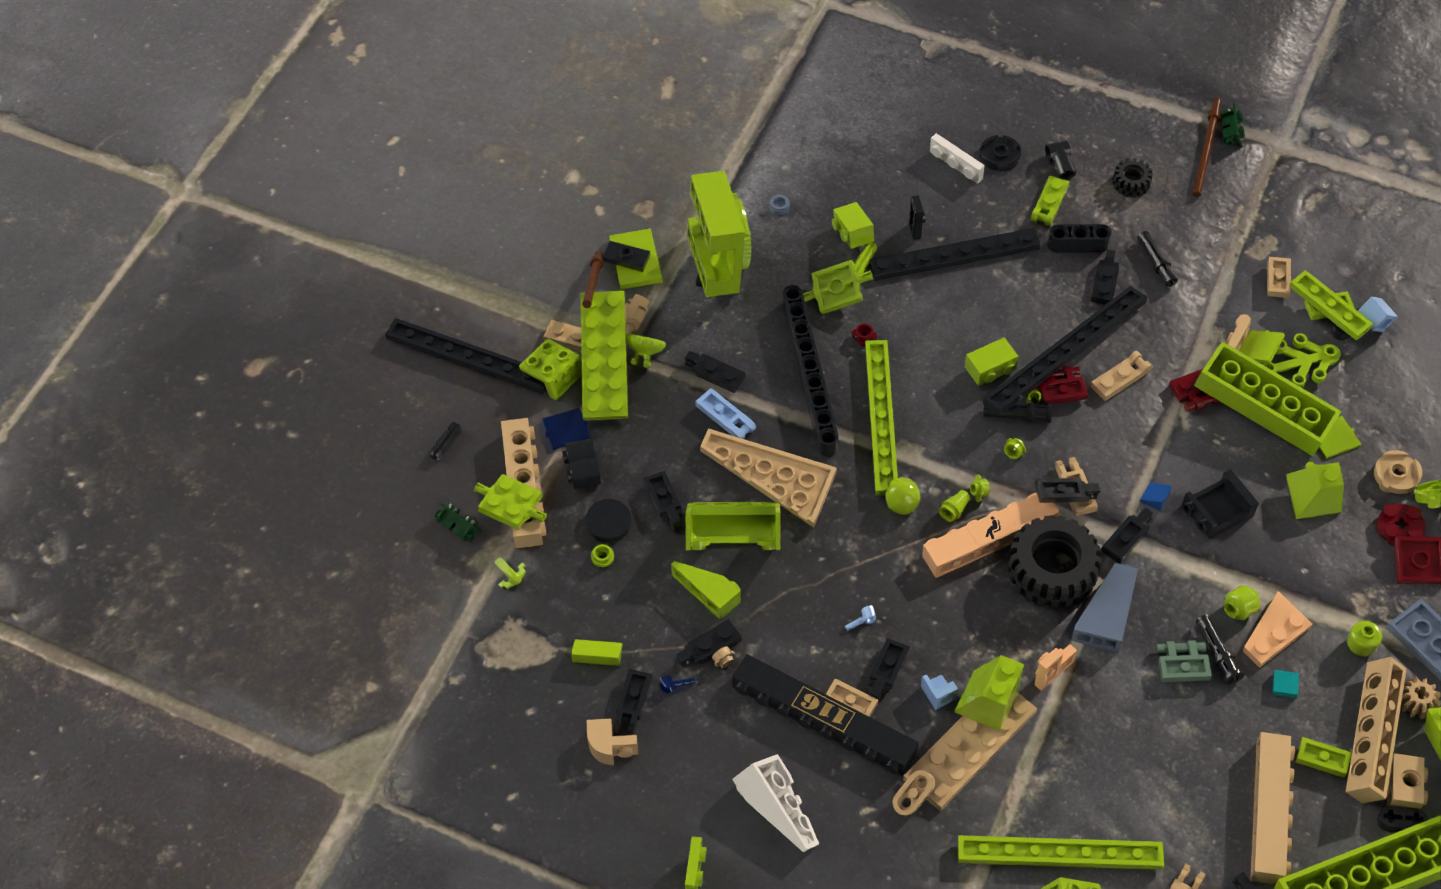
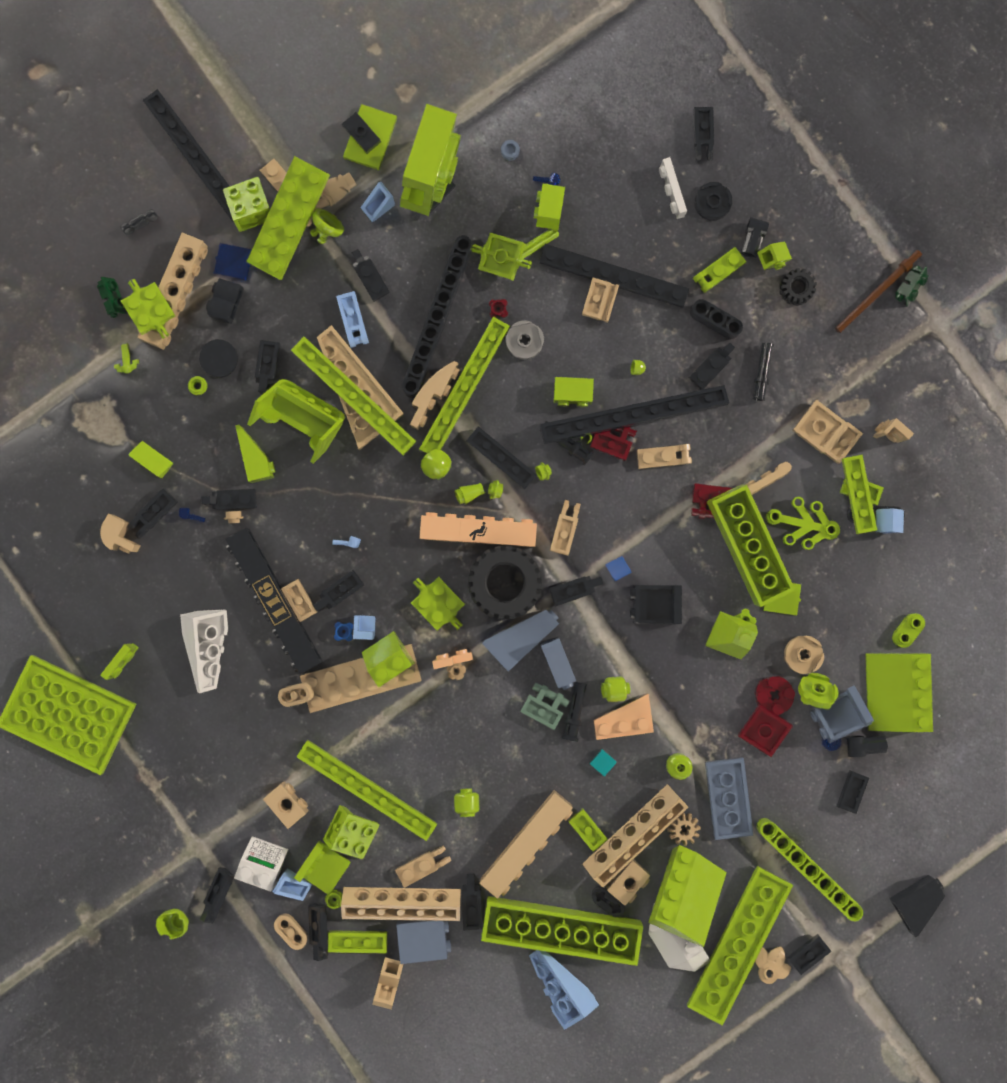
camera: 25 degrees right, 30 degrees up
(596, 264) = (333, 127): reddish brown bar -> none
(683, 302) = (378, 202): none -> light blue slope
(777, 474) = (353, 395): none -> lime plate
(836, 204) = (553, 180): none -> clear blue hand
(853, 435) = (437, 387): none -> tan slope
(910, 357) = (533, 346): none -> light grey plate
(916, 217) = (602, 229): black plate -> none
(919, 700) = (338, 632): none -> blue plate
(950, 105) = (703, 131): none -> black hinge
(957, 278) = (600, 300): none -> tan plate
(964, 457) = (501, 458): none -> black plate
(999, 625) = (437, 603): none -> lime plate
(1036, 314) = (637, 367): none -> lime hinge
(1065, 490) = (548, 534): black hinge -> none
(1066, 685) = (459, 675): none -> tan plate
(1092, 162) = (774, 256): none -> lime brick
(1164, 606) = (558, 663): none -> sand blue slope
(1177, 801) = (466, 803): none -> lime head
(1246, 275) = (819, 426): none -> tan plate
(1262, 345) = (782, 494): lime piece -> none
(1317, 238) = (894, 431): none -> tan bracket

